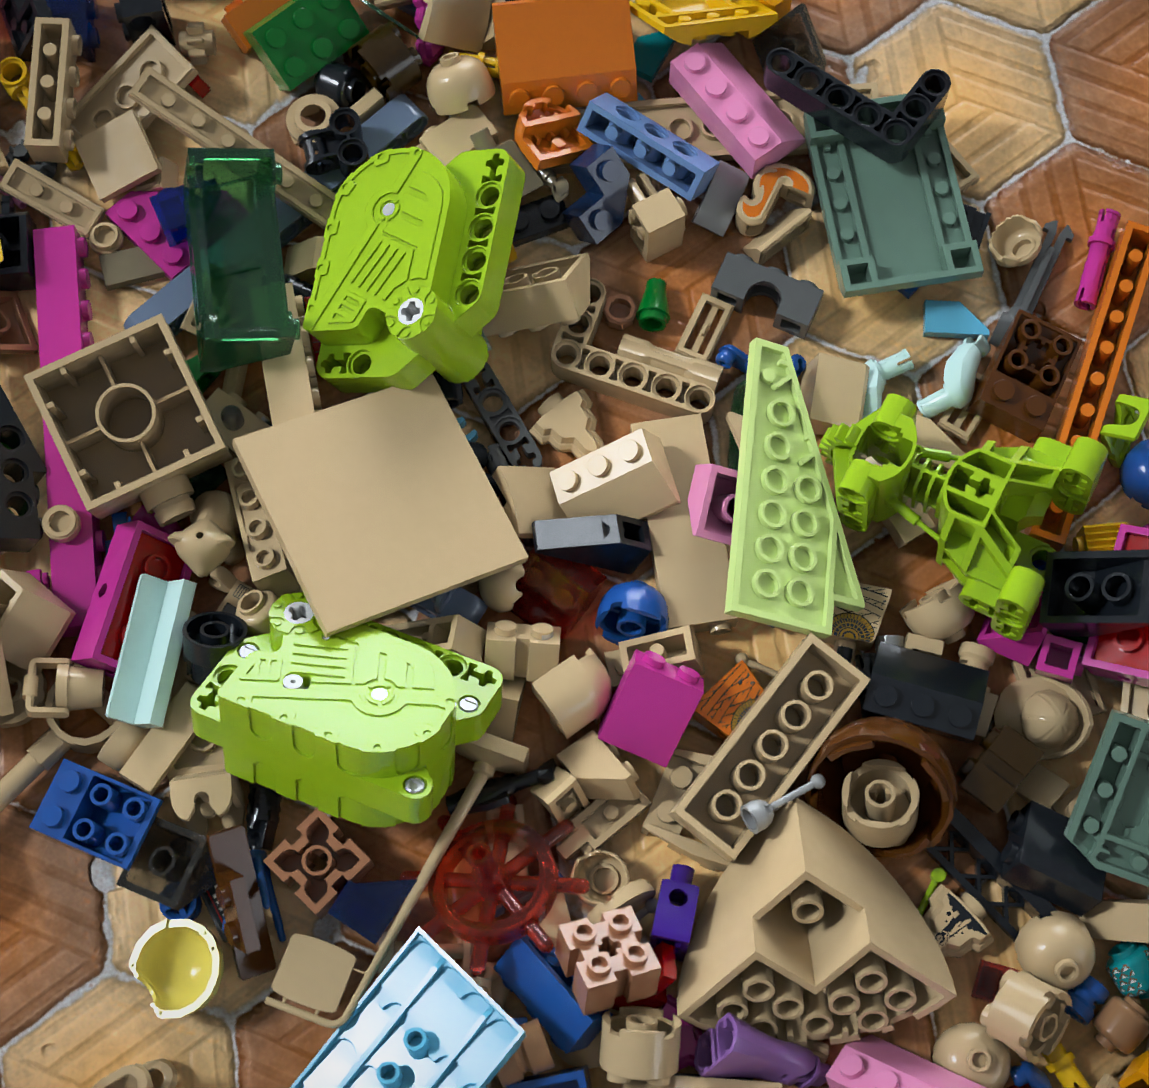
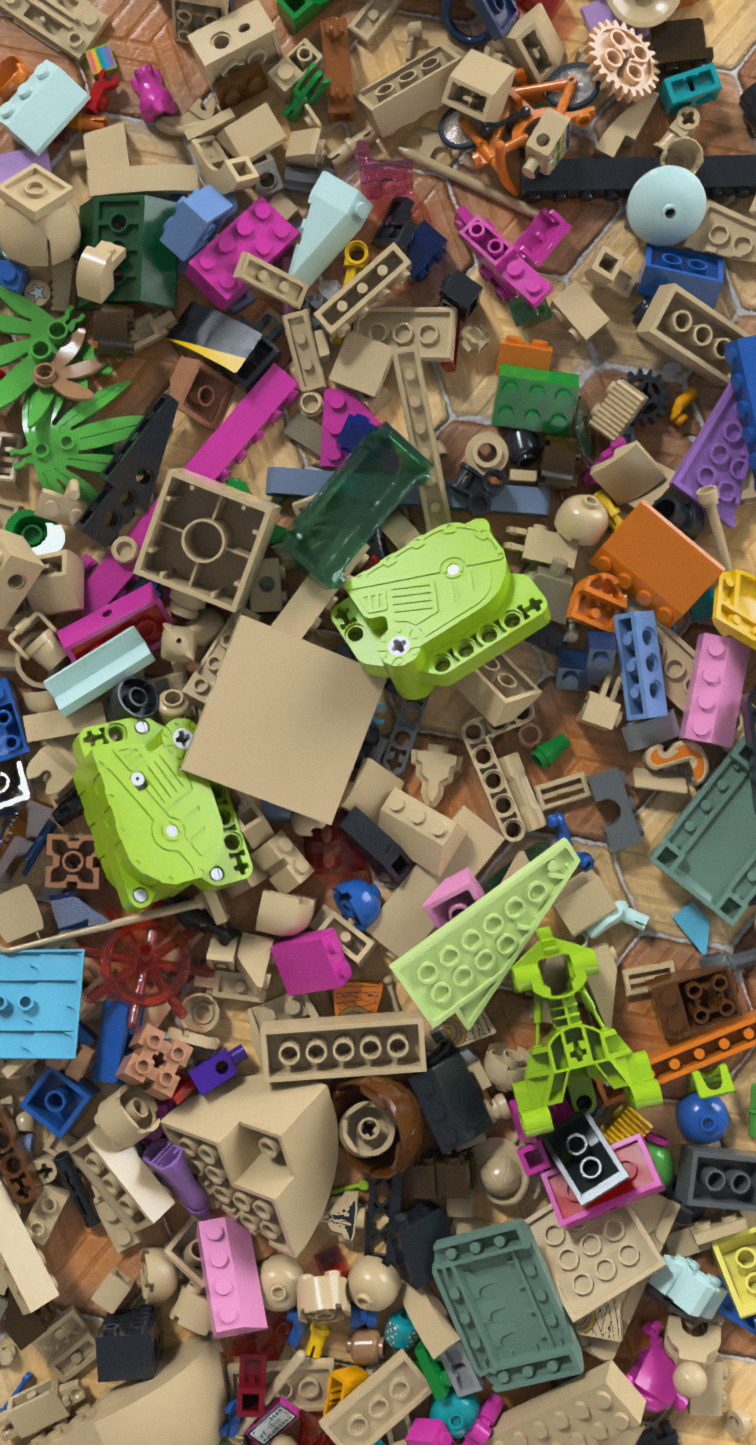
camera: 45 degrees right, 15 degrees up
(64, 176) = (323, 346): none -> tan tile
(759, 813) = (298, 1077): light grey hinge -> none
(958, 378) = (659, 961): light aqua arm -> none

